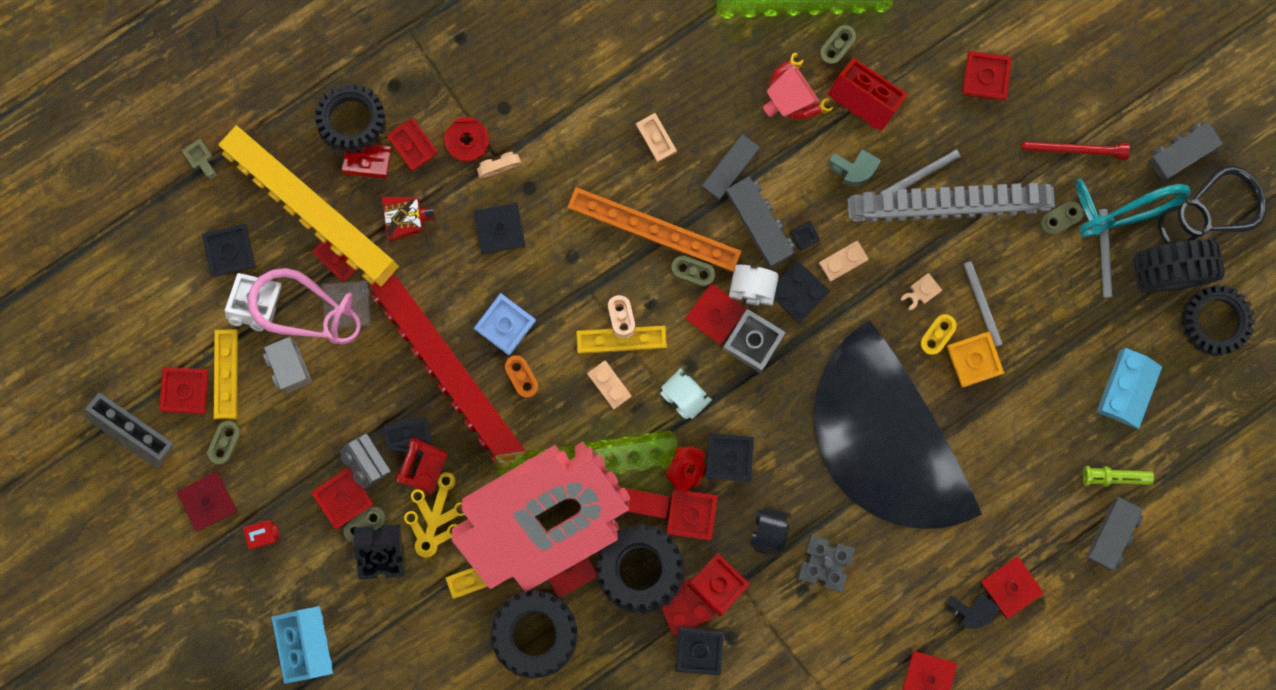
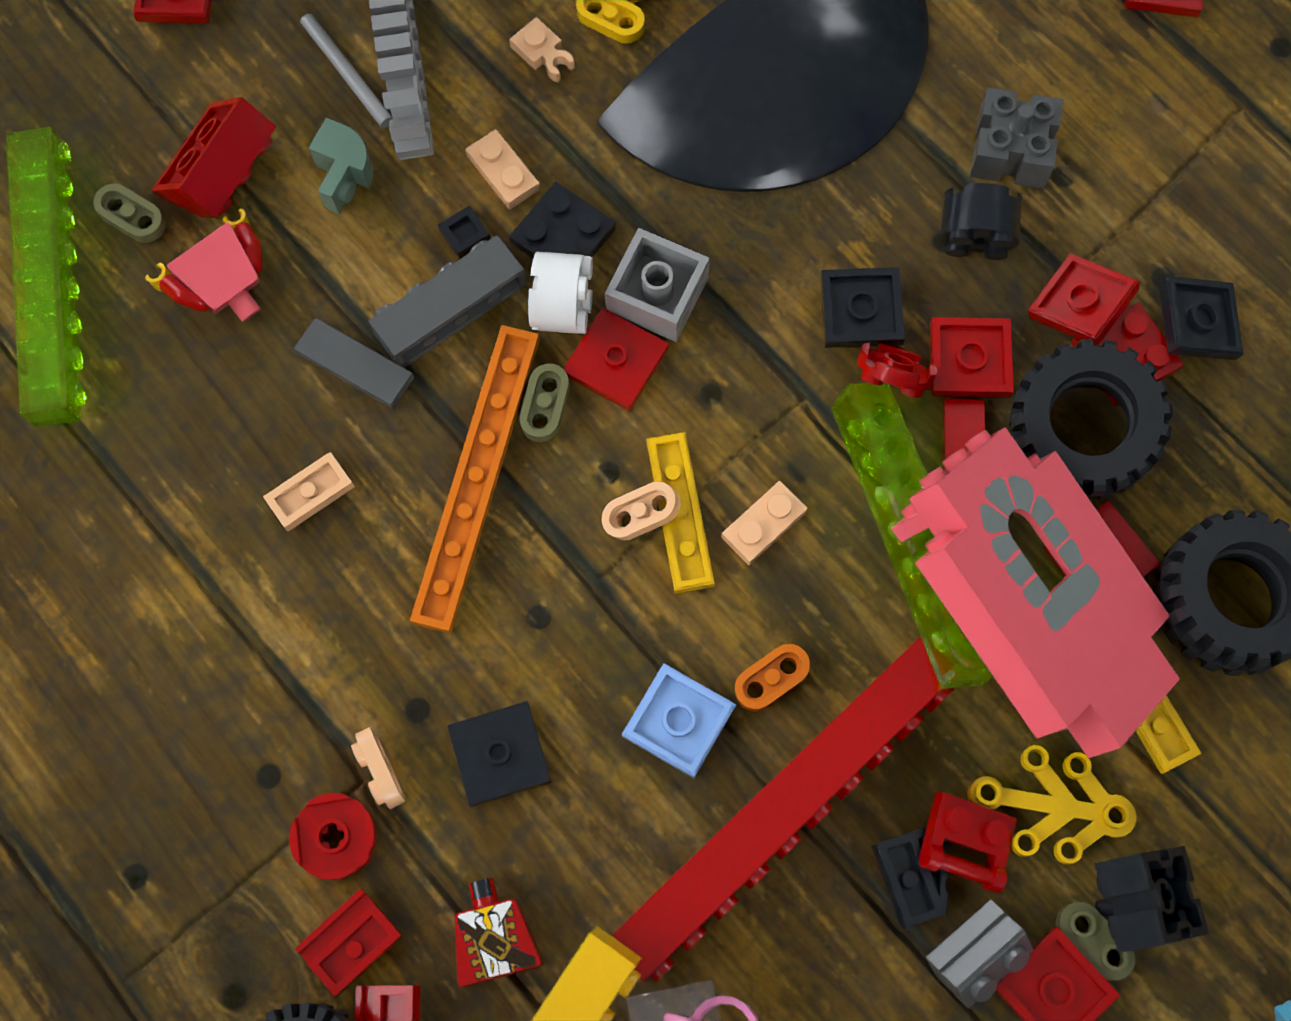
camera: 90 degrees left, 10 degrees down
(685, 394) = (765, 383): light aqua brick -> none

